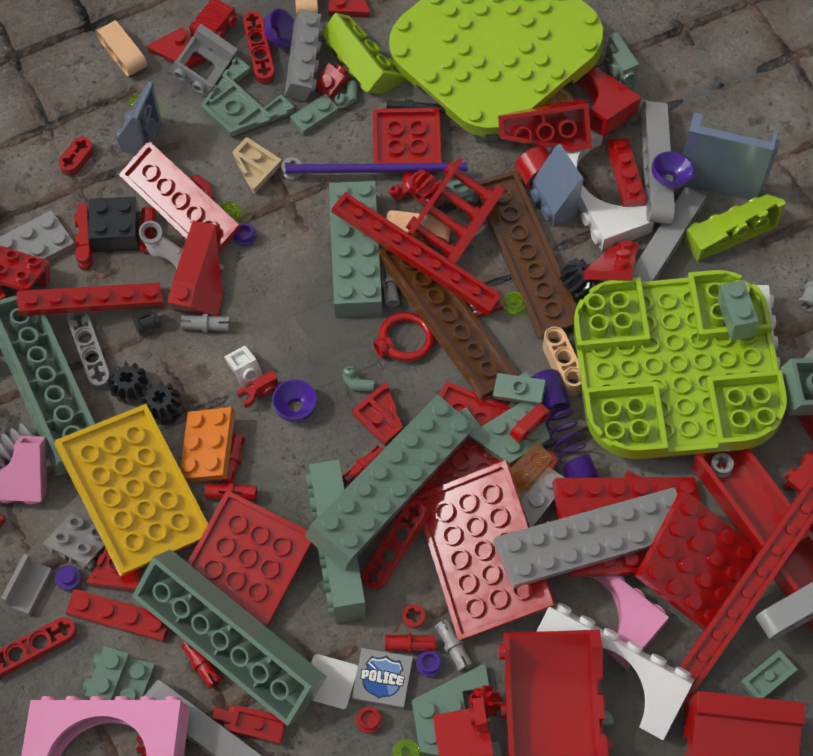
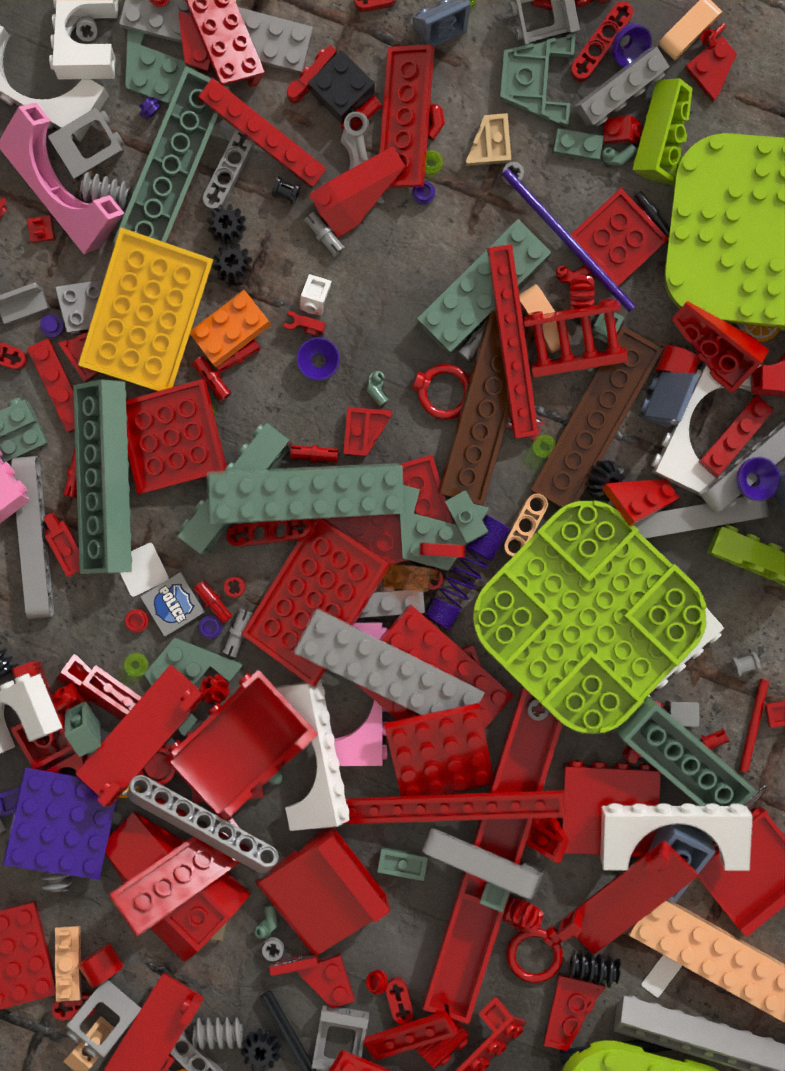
camera: 50 degrees right, 25 degrees up
(737, 310) = (665, 631): sand green brick -> none

